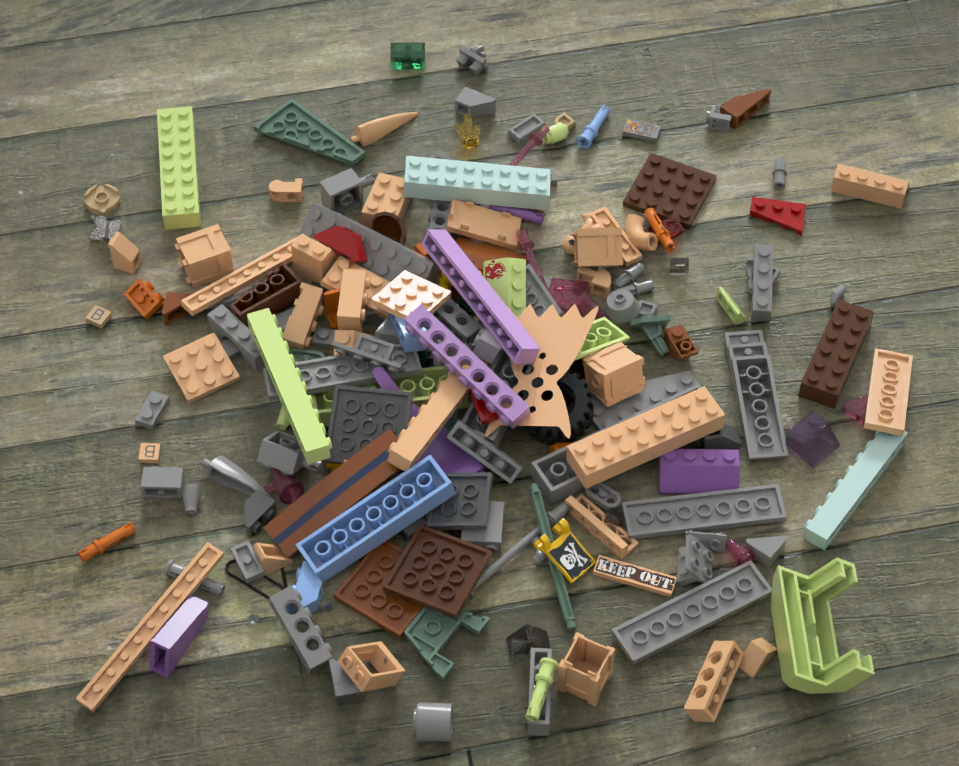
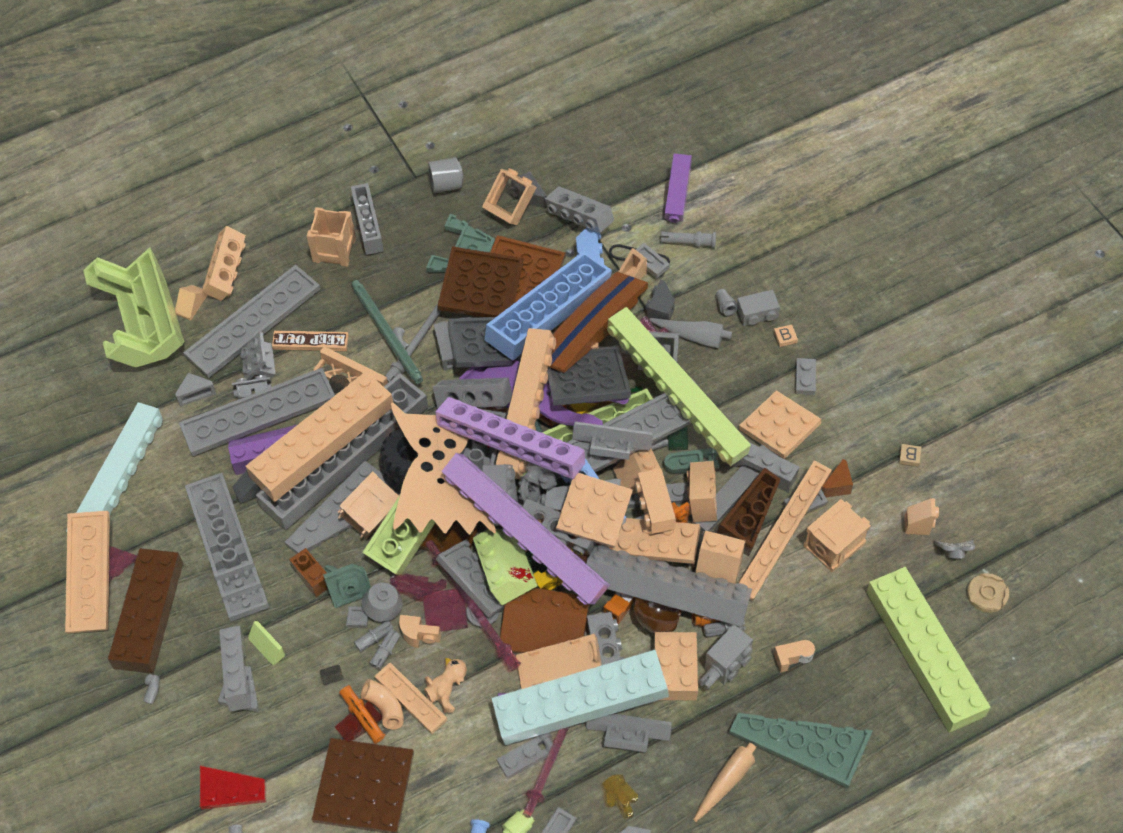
camera: 165 degrees right, 5 degrees up
(99, 546) = (782, 243): orange pin -> none
(144, 298) = (873, 484): orange bracket -> none
(149, 627) = (702, 189): light nougat plate -> none
(344, 243) = (694, 566): red slope -> none
(525, 638) = (387, 262): clear smoke slope -> none
(543, 680) = (361, 208): yellowish green pin -> none
(566, 552) = (371, 333): flag -> none
(597, 247) = (423, 652): light nougat container -> none
(739, 552) = (219, 381): clear pink cone -> none
(812, 439) = (165, 510): clear purple slope -> none

